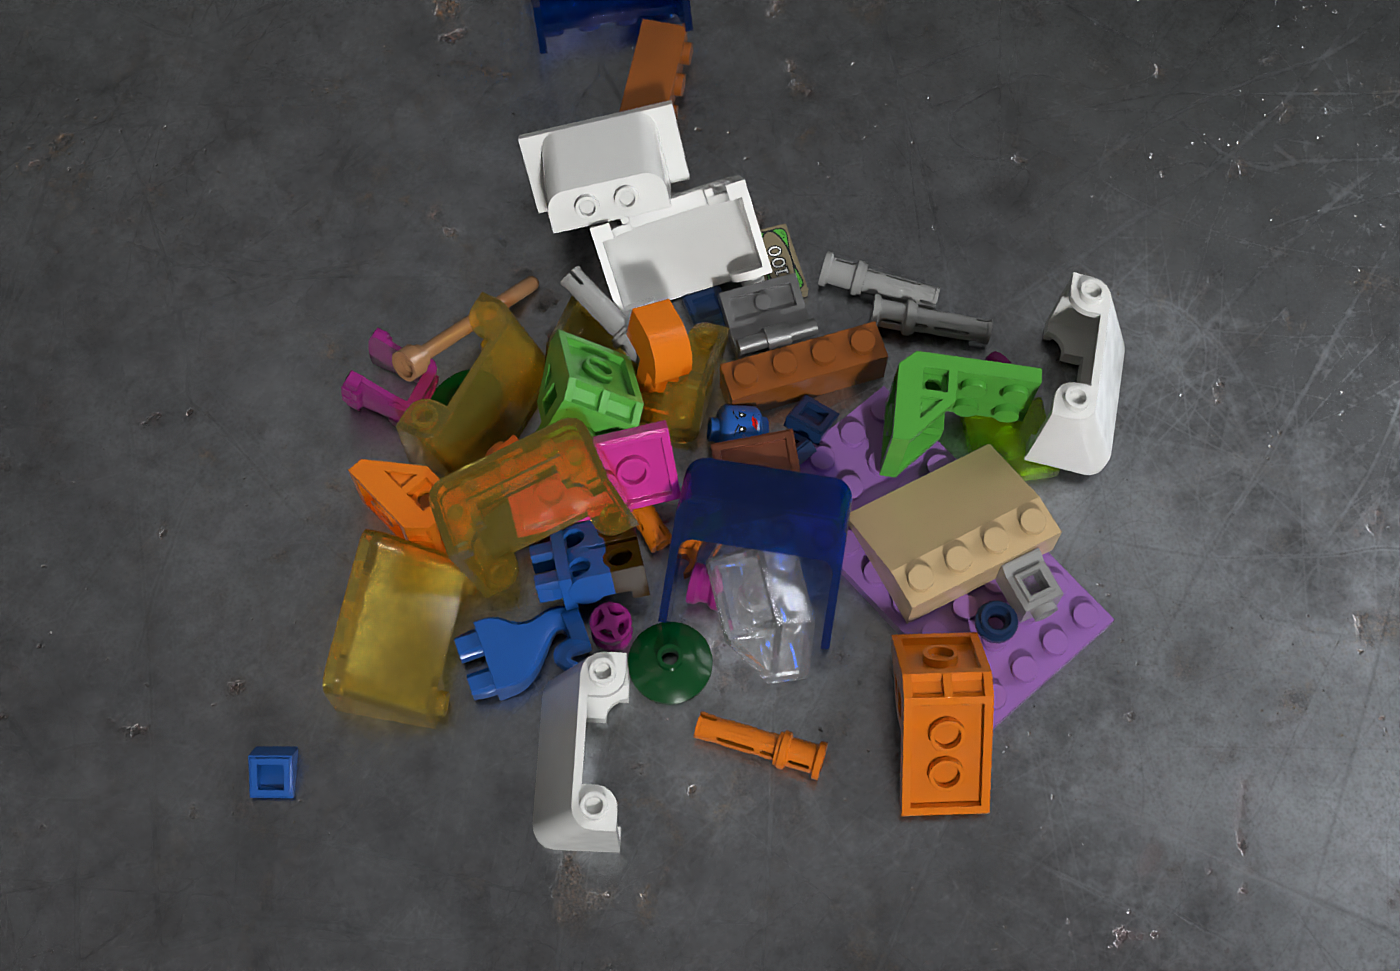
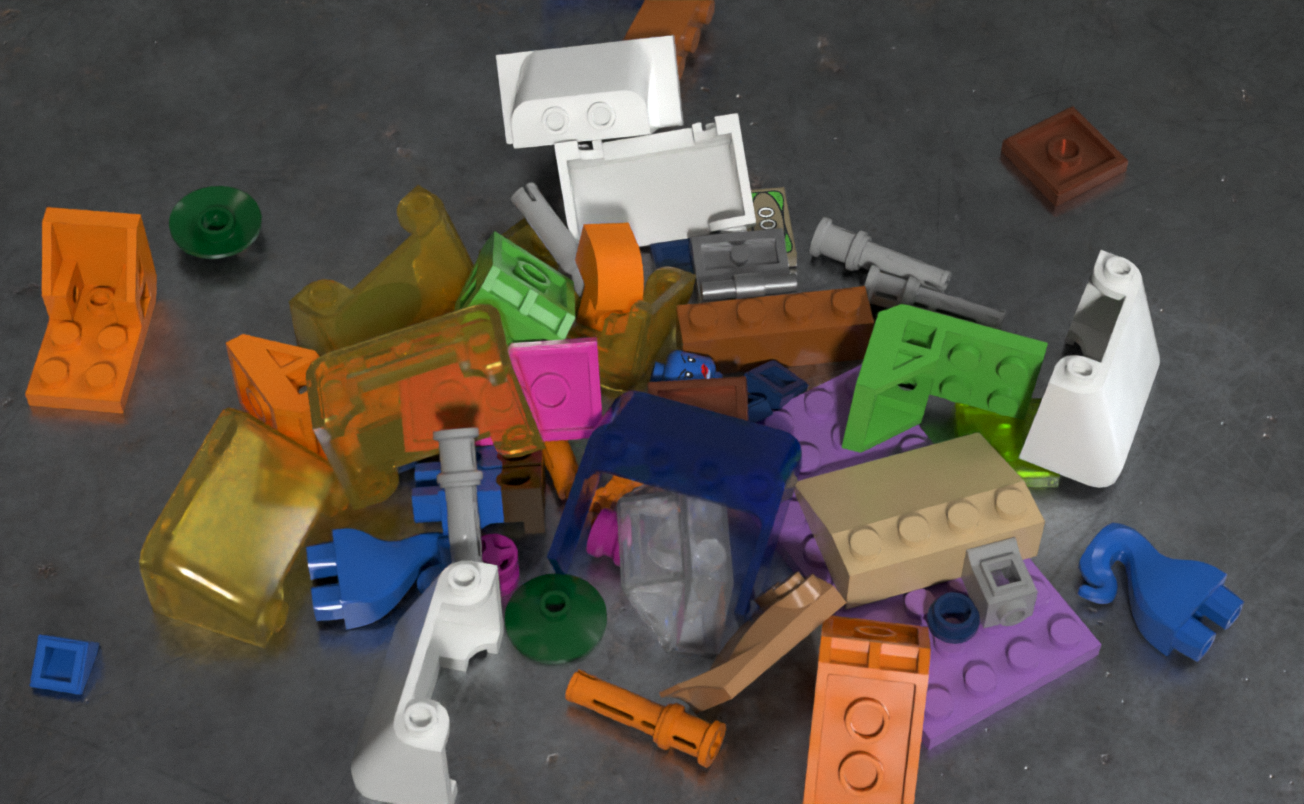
camera: 10 degrees right, 15 degrees down
(222, 435) = (99, 309): none -> orange bracket
(301, 318) = (215, 222): none -> dark green dish
(361, 392) = (304, 255): magenta piece -> none
(414, 360) = (327, 248): medium nougat piece -> none
(577, 574) = (459, 479): none -> light grey pin
(860, 655) = (784, 618): none -> medium nougat slope
(1016, 154) = (1064, 156): none -> copper tile
(1156, 564) = (1164, 592): none -> blue hips

